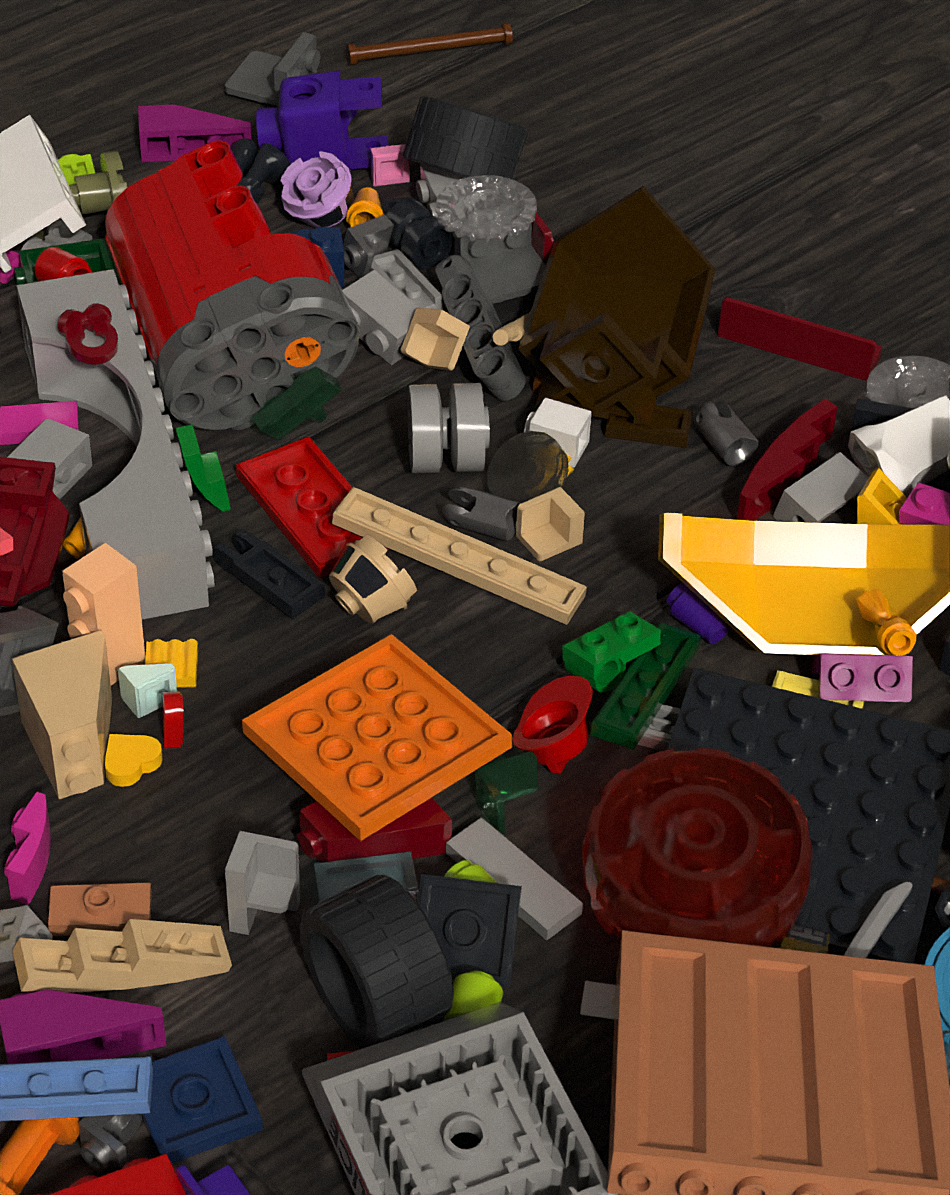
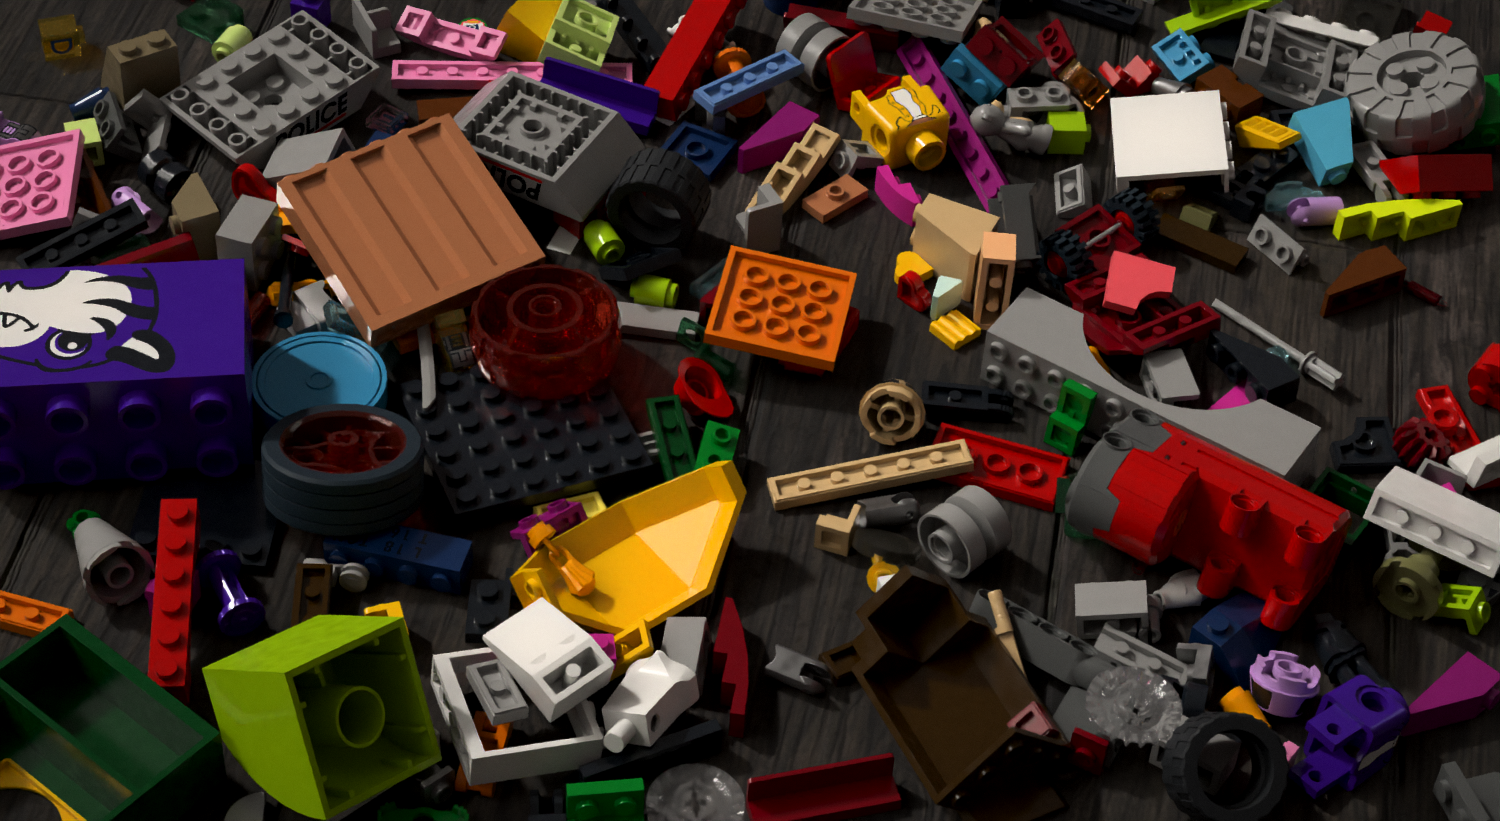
camera: 140 degrees right, 0 degrees up
(58, 263) = (1324, 476): red brick -> none
(95, 319) = (1238, 406): dark red piece -> none
(435, 338) = (1056, 605): tan panel -> none
(570, 271) = (1035, 720): none -> dark red tile

